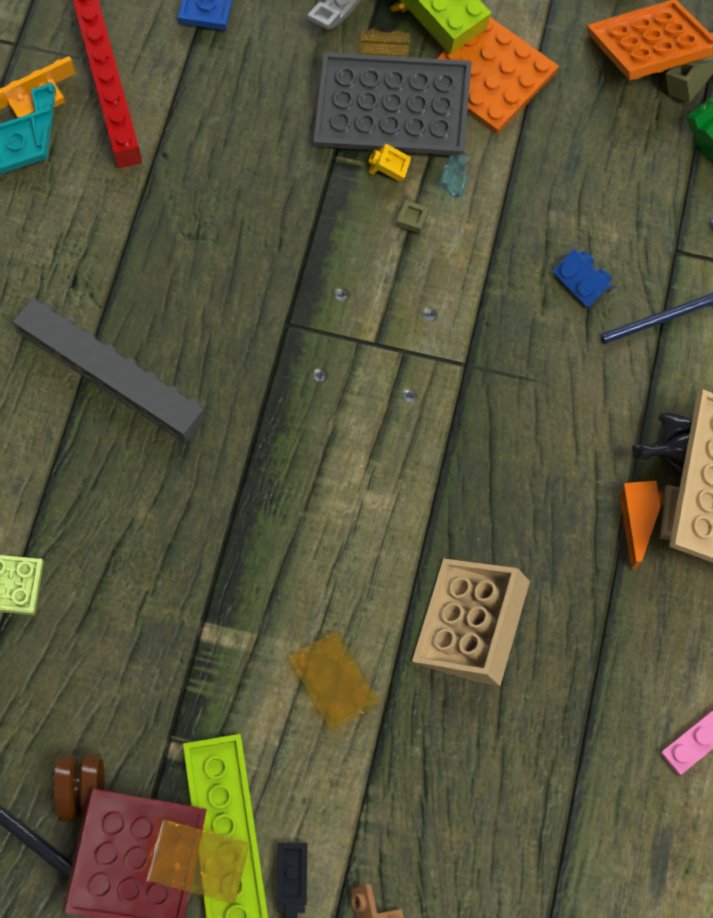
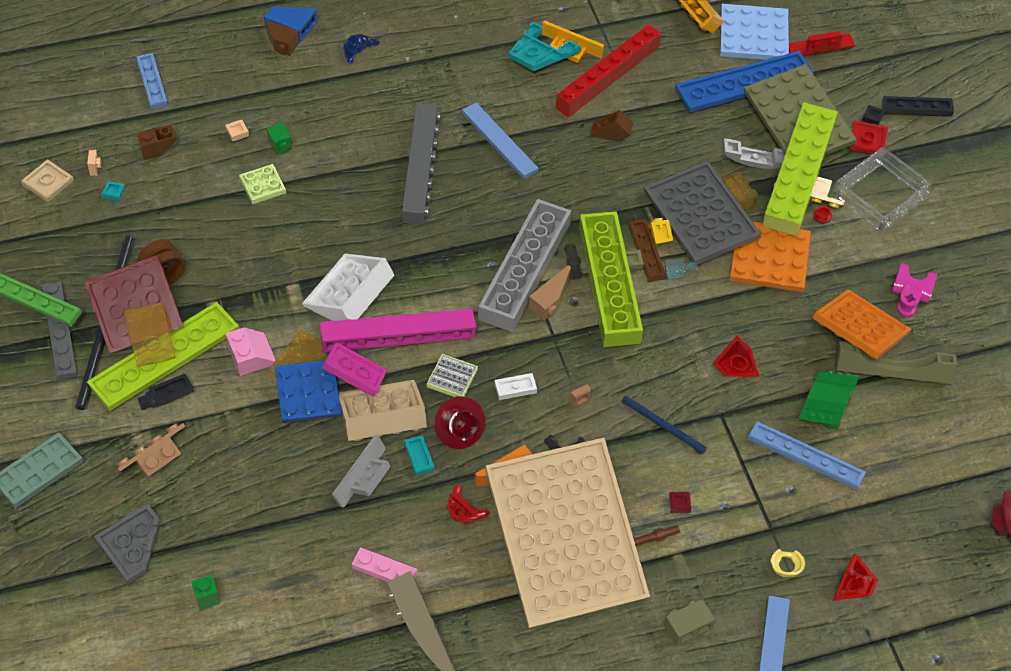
camera: 60 degrees right, 15 degrees down
(129, 259) = (500, 141): none -> medium blue tile
(197, 123) = (612, 127): none -> reddish brown slope
(258, 564) = (349, 287): none -> white slope
(287, 739) = (249, 350): none -> bright pink slope
(355, 337) = (524, 265): none -> light grey brick
(366, 541) = (398, 330): none -> dark pink brick
(375, 281) = (573, 261): none -> clear smoke pin
(396, 698) = (306, 392): none -> blue plate
(397, 190) = (645, 243): none -> reddish brown tile
(402, 623) = (354, 369): none -> dark pink plate
(414, 333) = (548, 297): none -> medium nougat slope
(431, 255) = (610, 279): none -> lime brick
(469, 511) = (452, 376): none -> tile
(523, 447) = (515, 386): none -> white plate
(553, 539) = (459, 422): none -> dark red helmet
(559, 612) = (419, 455): none -> teal tile
(561, 689) = (364, 473): none -> light grey bracket
(579, 383) = (580, 395): none -> medium nougat tile
(583, 277) = (660, 367): blue bracket -> none
(619, 191) = (737, 360): none -> red slope
(671, 604) = (462, 510): none -> red piece

